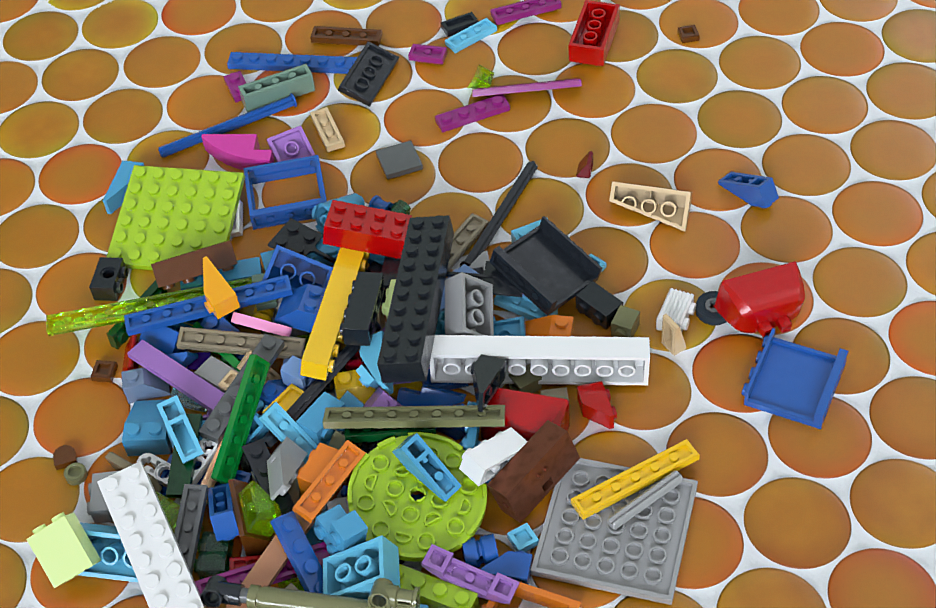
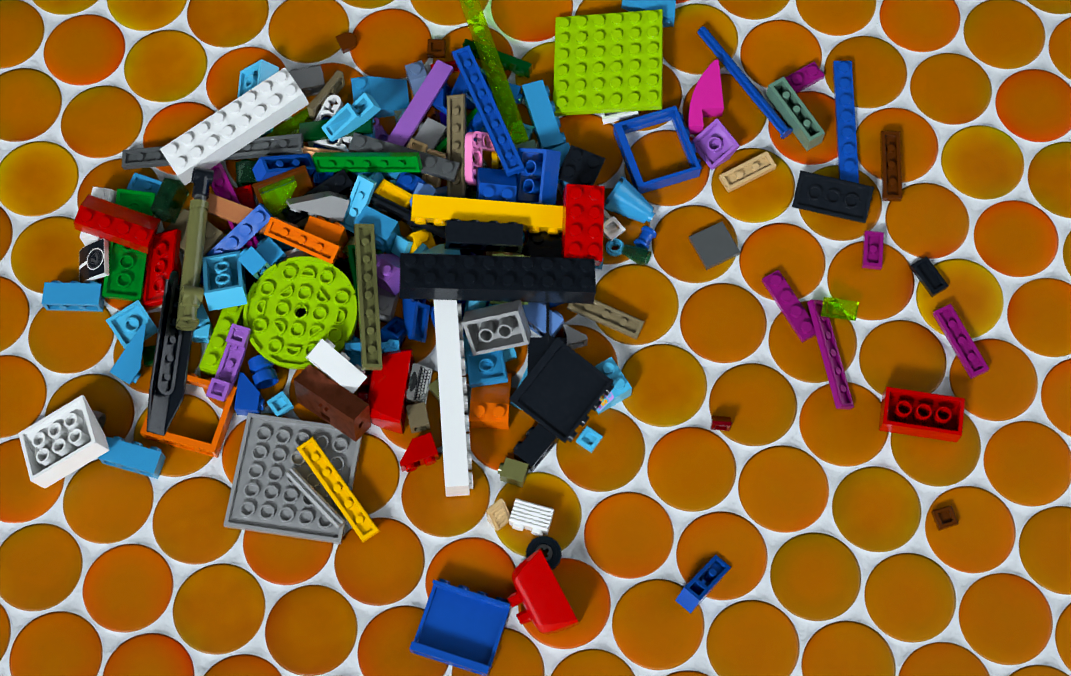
camera: 80 degrees right, 20 degrees up
(63, 548) = (244, 62): yellowish green brick -> none
(75, 473) = (331, 54): olive tile -> none
(108, 279) = (527, 19): black brick -> none
(189, 265) = (543, 88): reddish brown slope -> none
(218, 293) = (493, 111): light orange slope -> none
(426, 466) = (317, 312): dark azure slope -> none
(470, 35) = (912, 290): medium azure tile -> none
(487, 377) = (412, 349): black slope -> none
(501, 213) = (647, 348): black axle -> none
(658, 203) = (673, 489): tan wedge -> none

